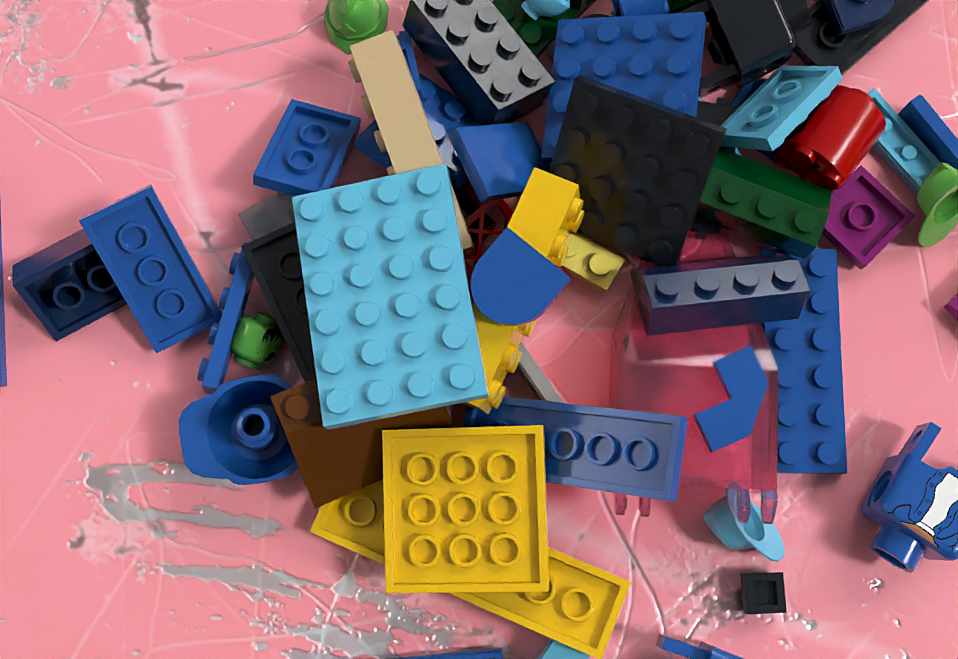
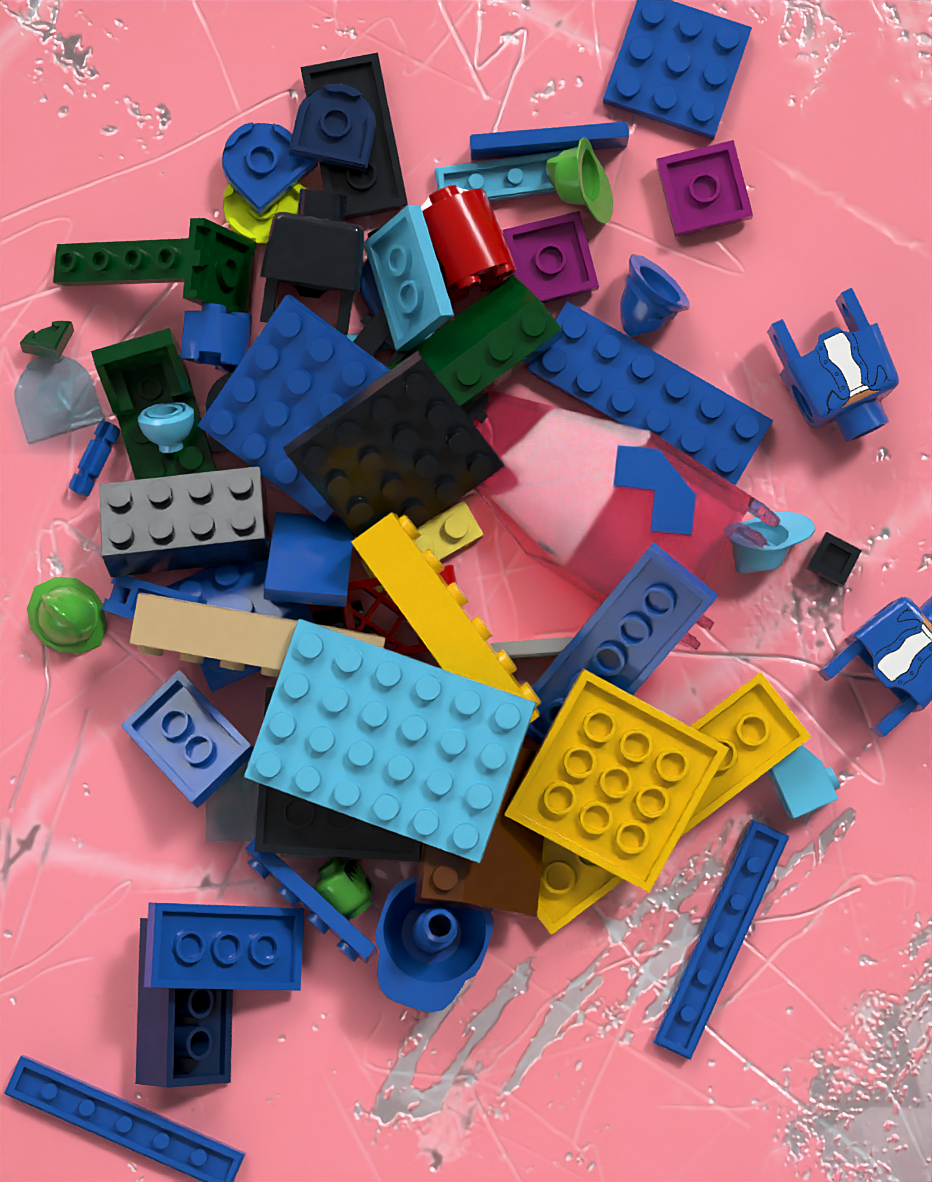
camera: 65 degrees left, 5 degrees up
(515, 281) = (447, 620): blue tile -> none
(720, 293) = (549, 439): dark blue slope -> none
(881, 311) = (649, 297): none -> blue piece

